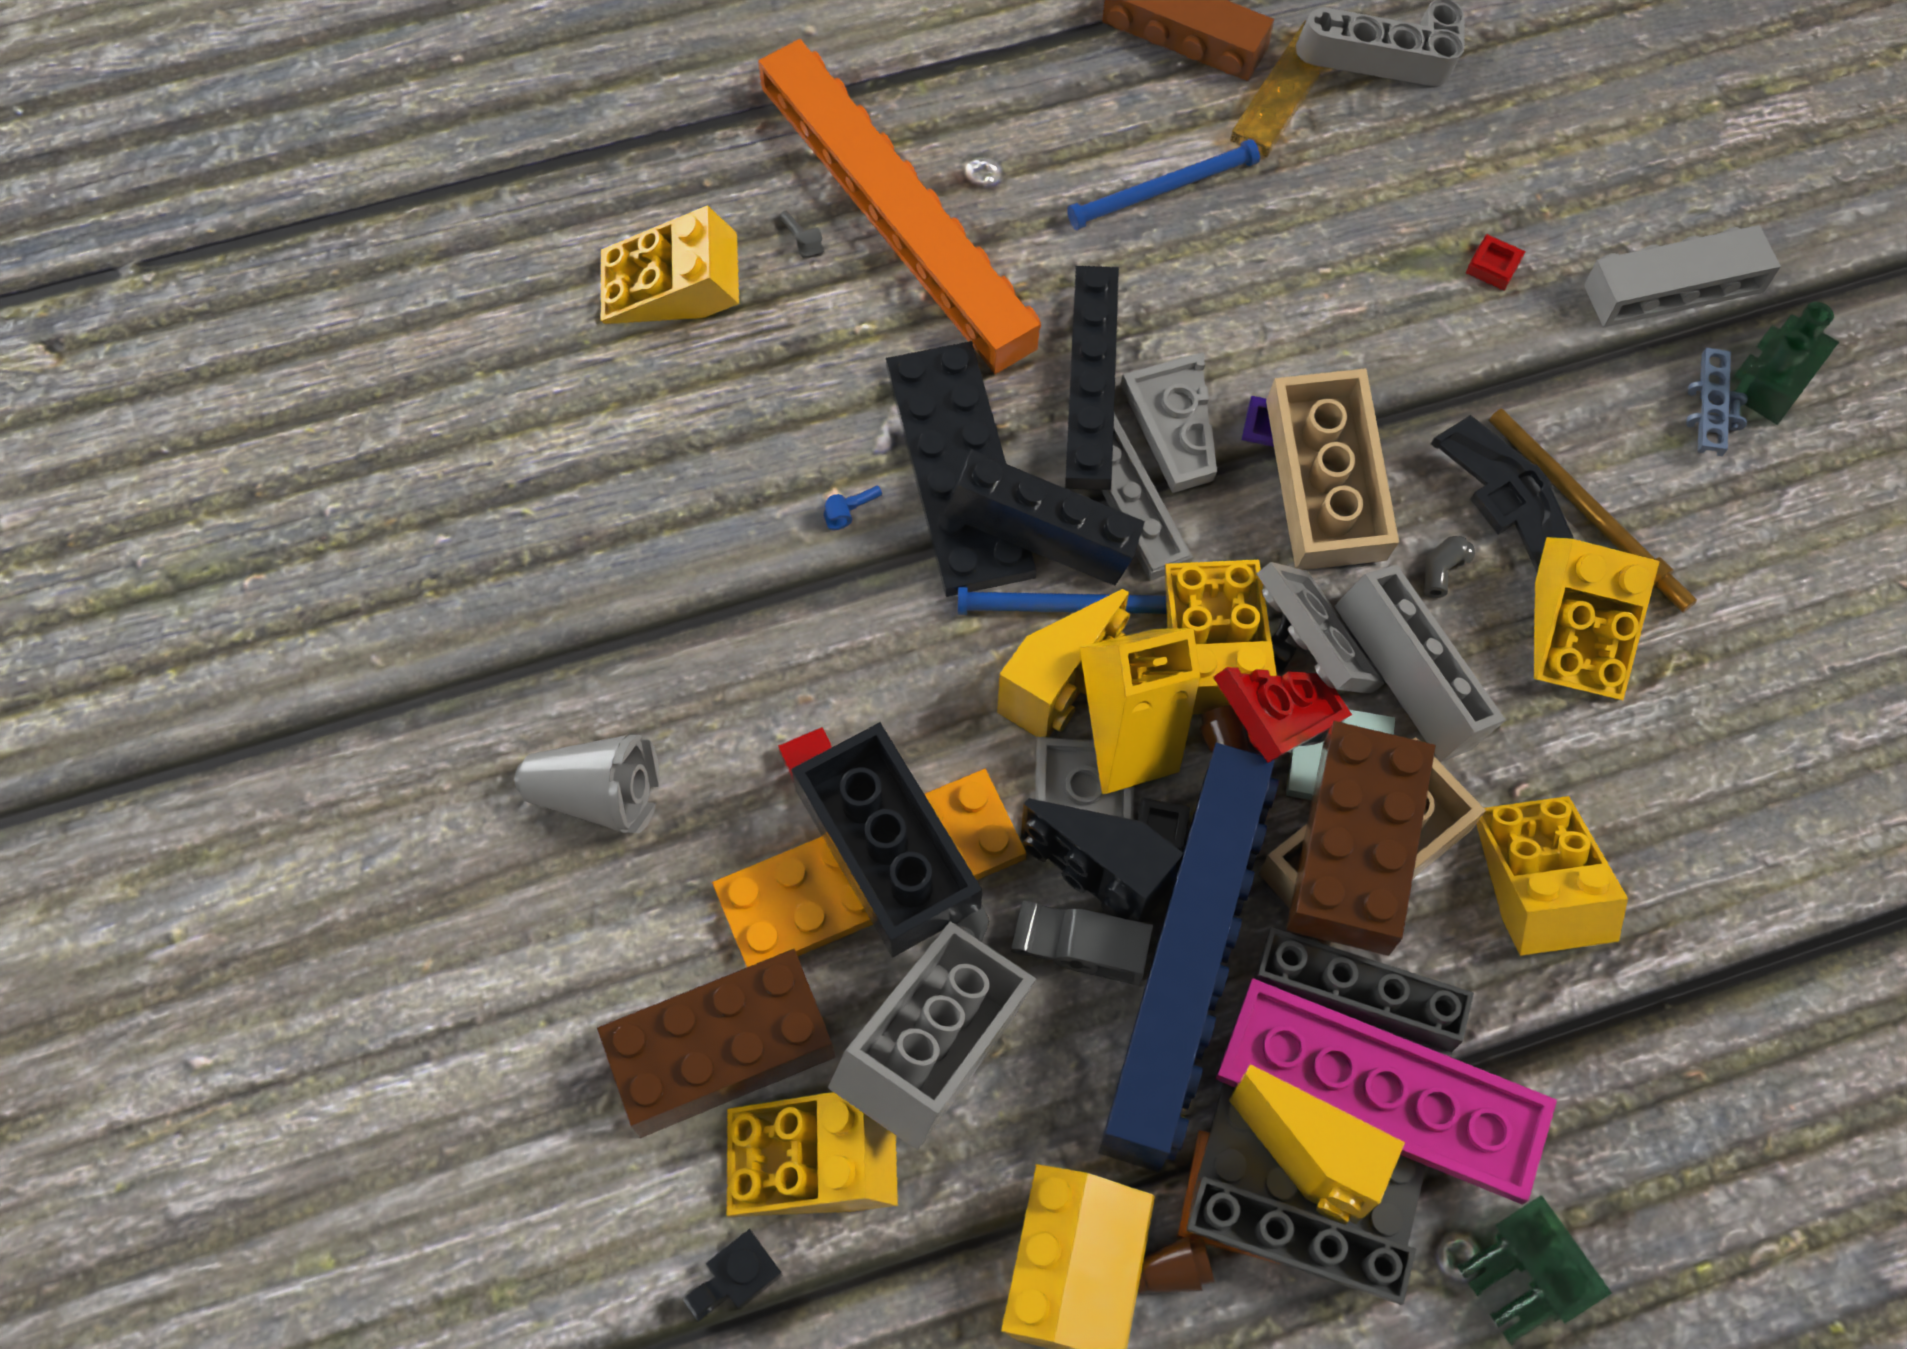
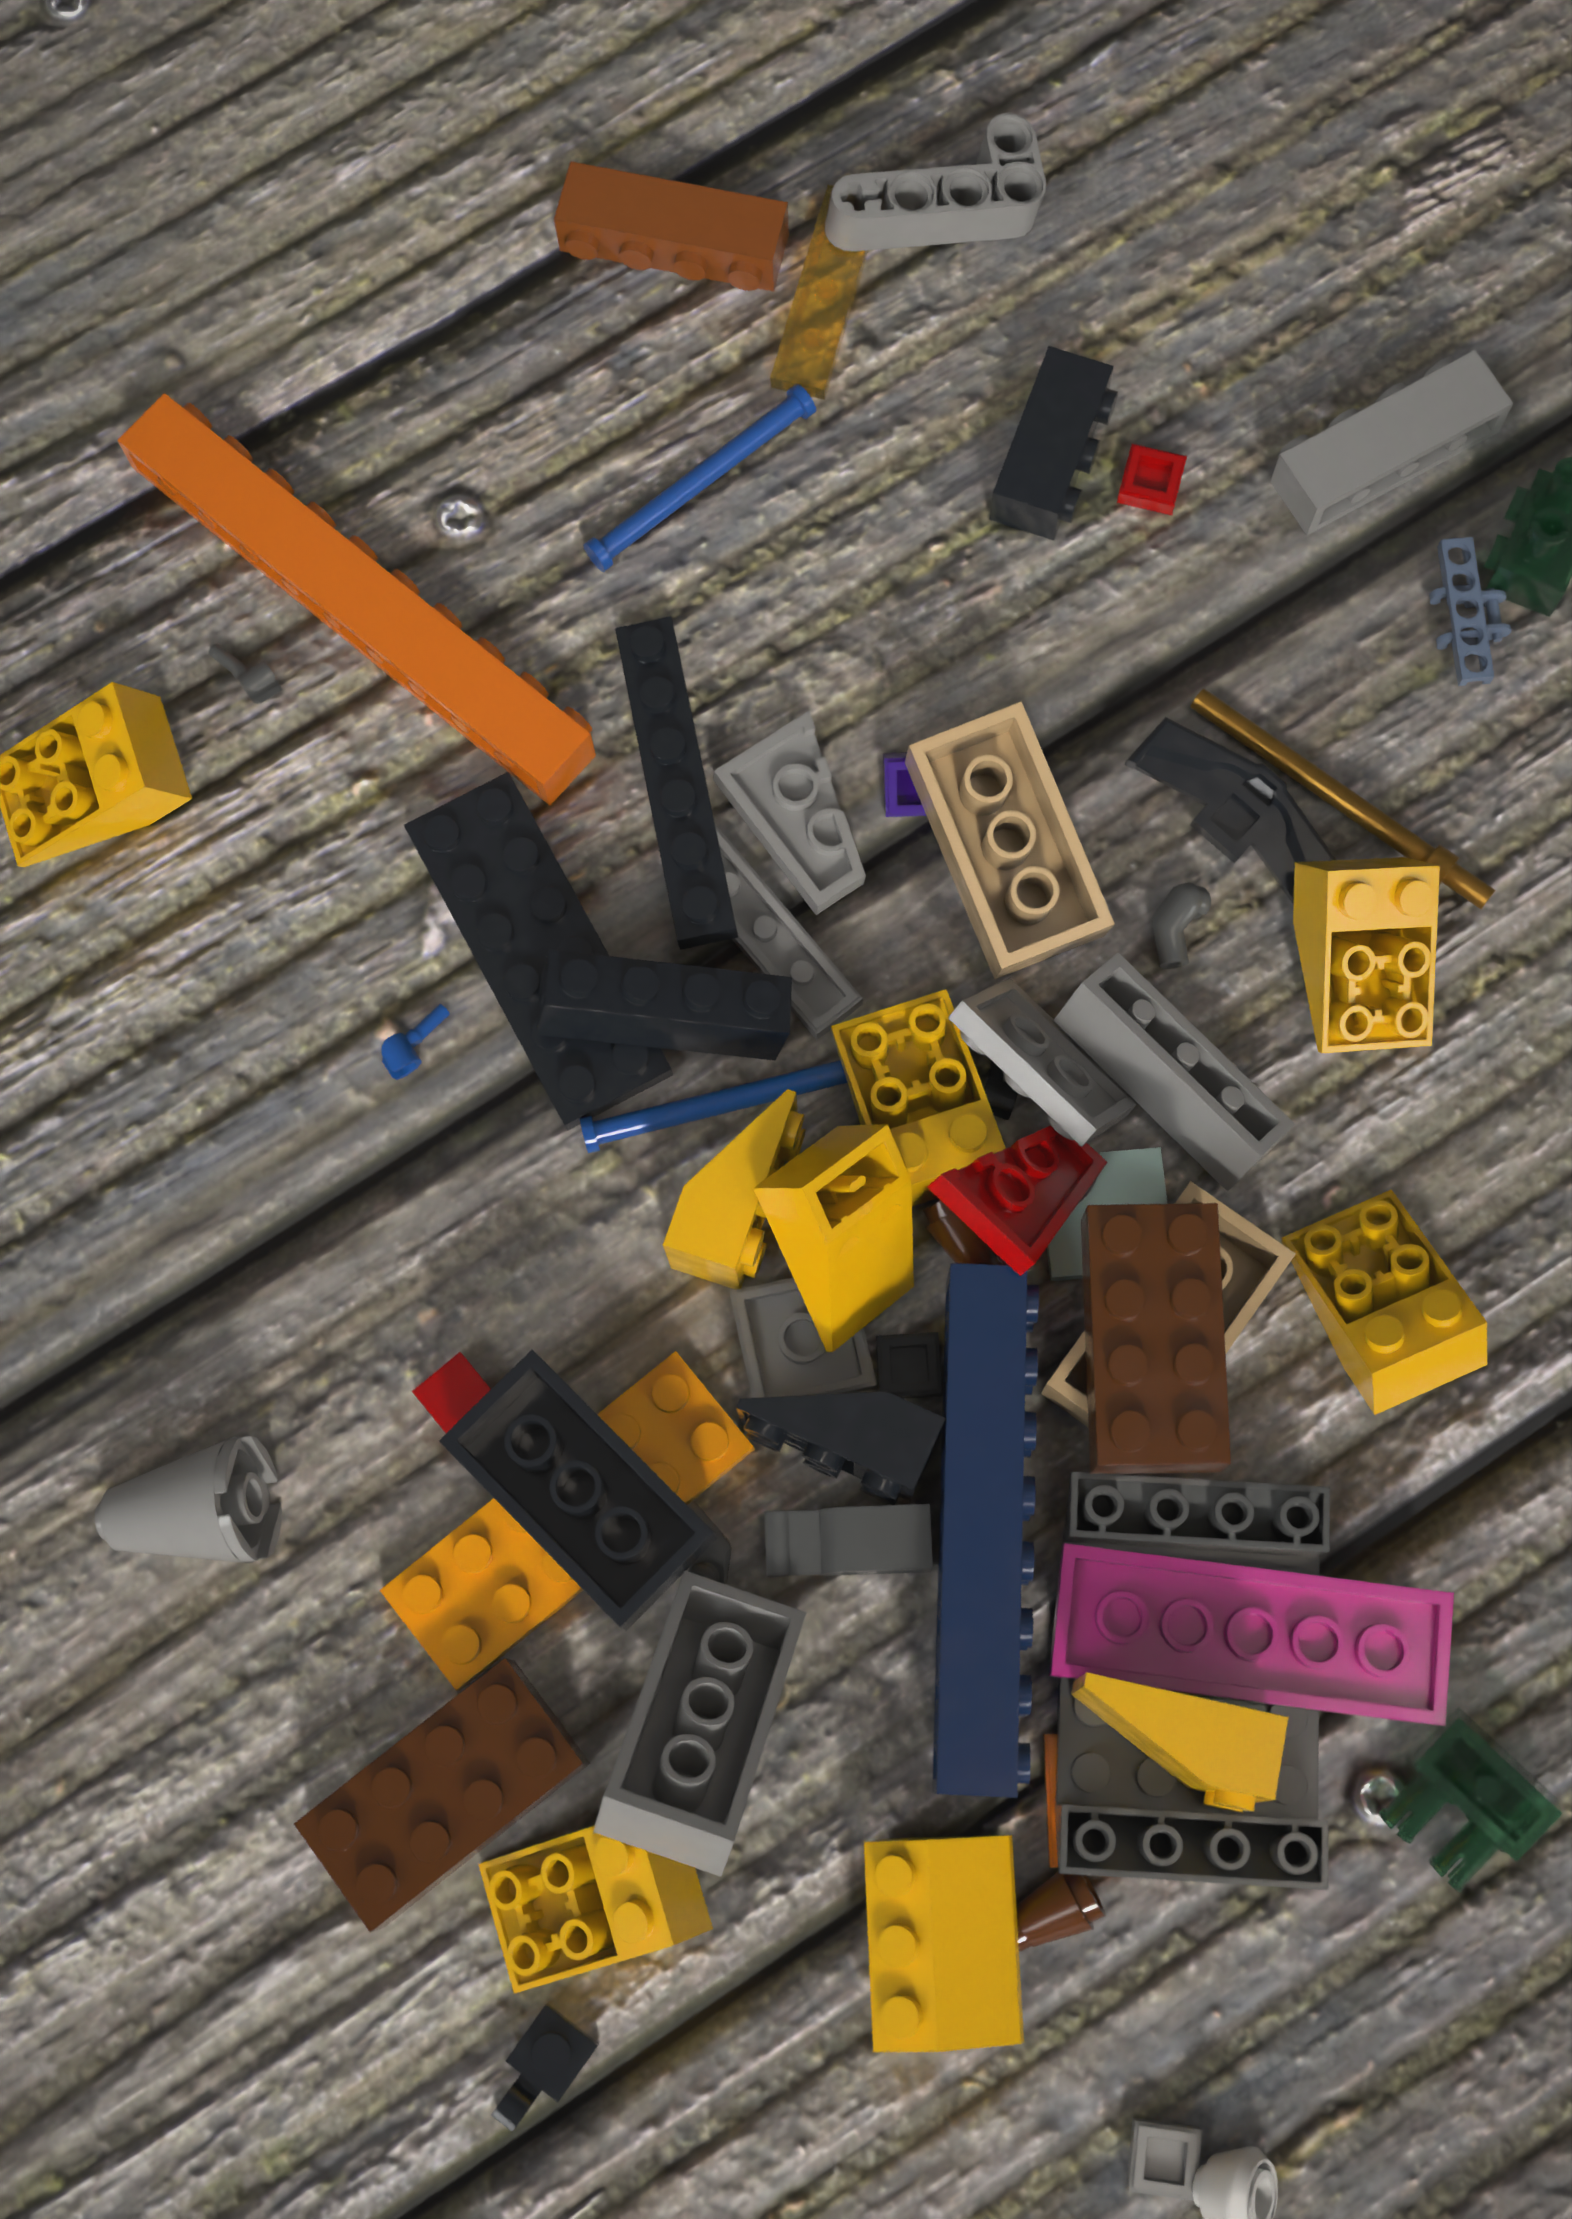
camera: 10 degrees left, 10 degrees up
(1428, 219) = (1054, 444): none -> black brick

